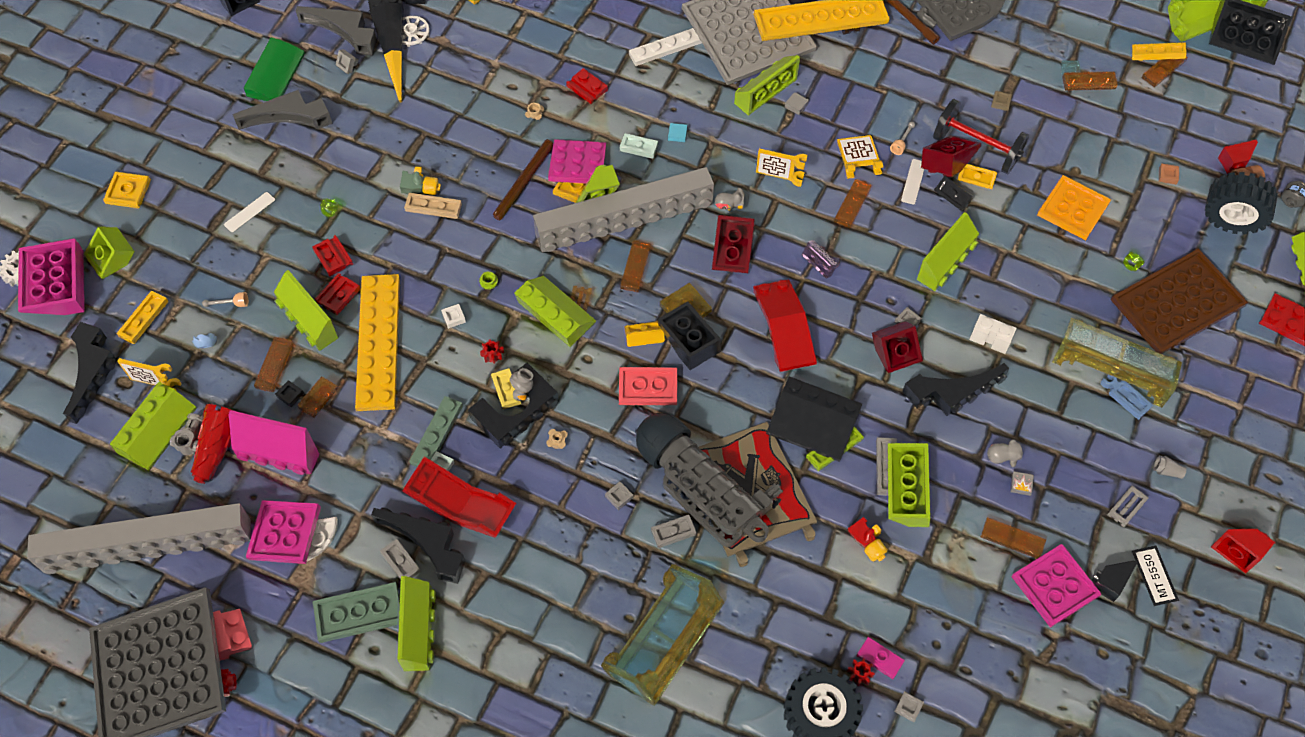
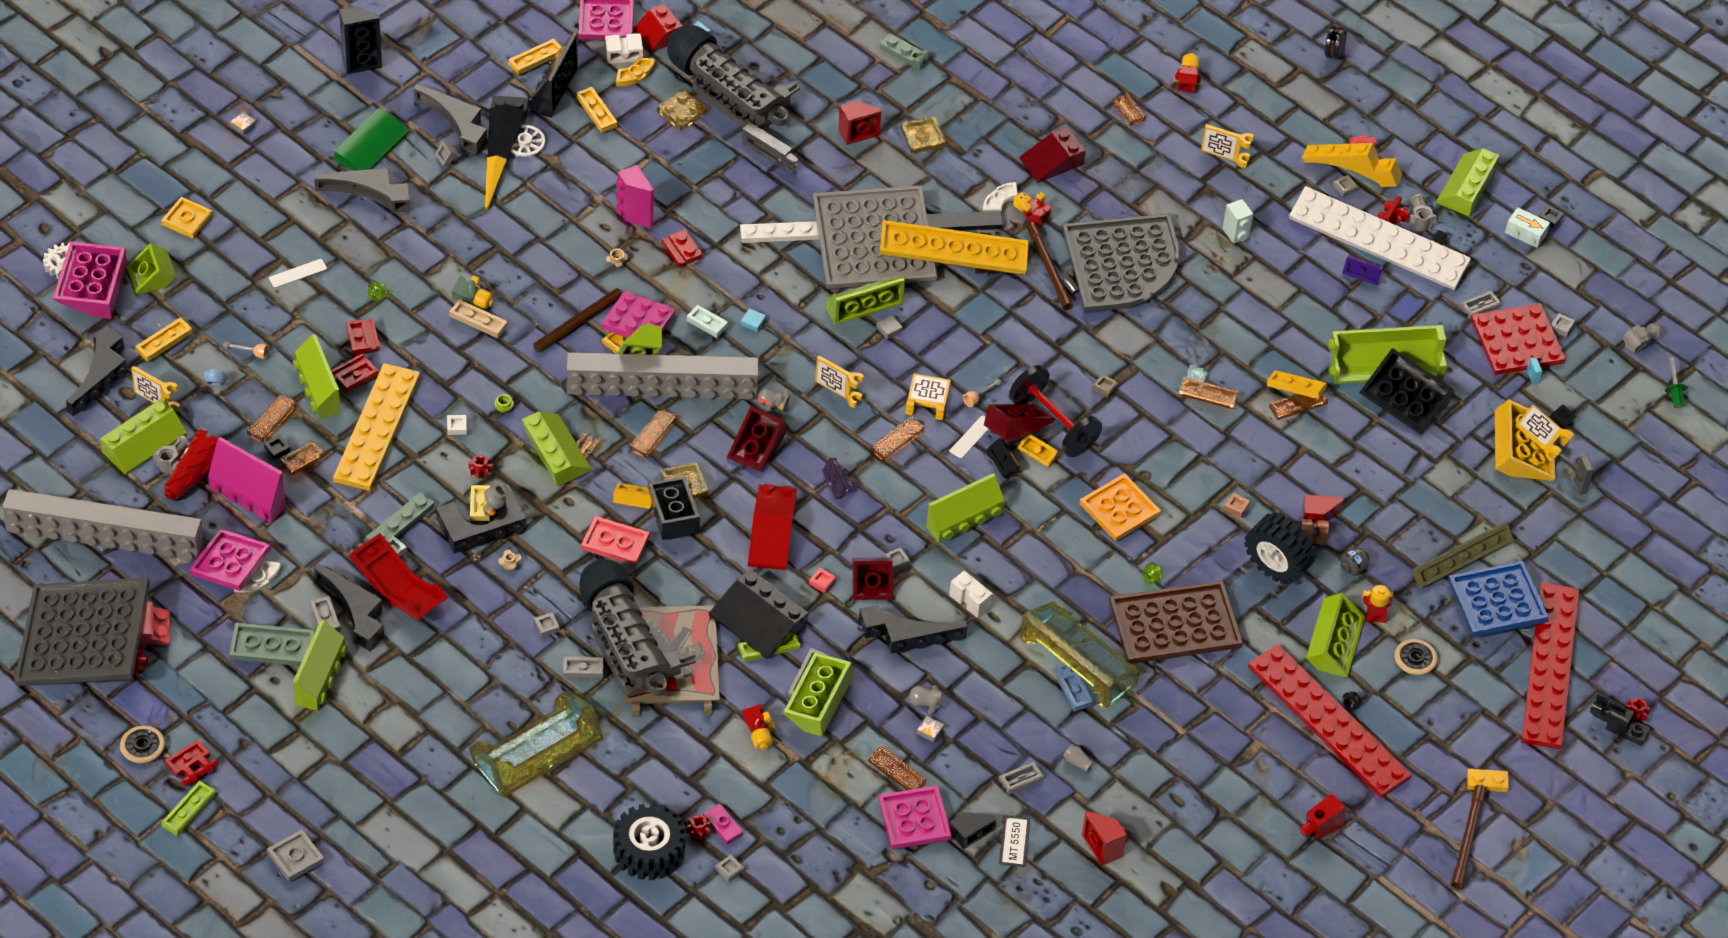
camera: 15 degrees right, 10 degrees down
(151, 86) = (242, 123): none -> light grey tile
(531, 51) = (635, 197): none -> dark pink slope
(852, 363) = (822, 580): none -> coral tile

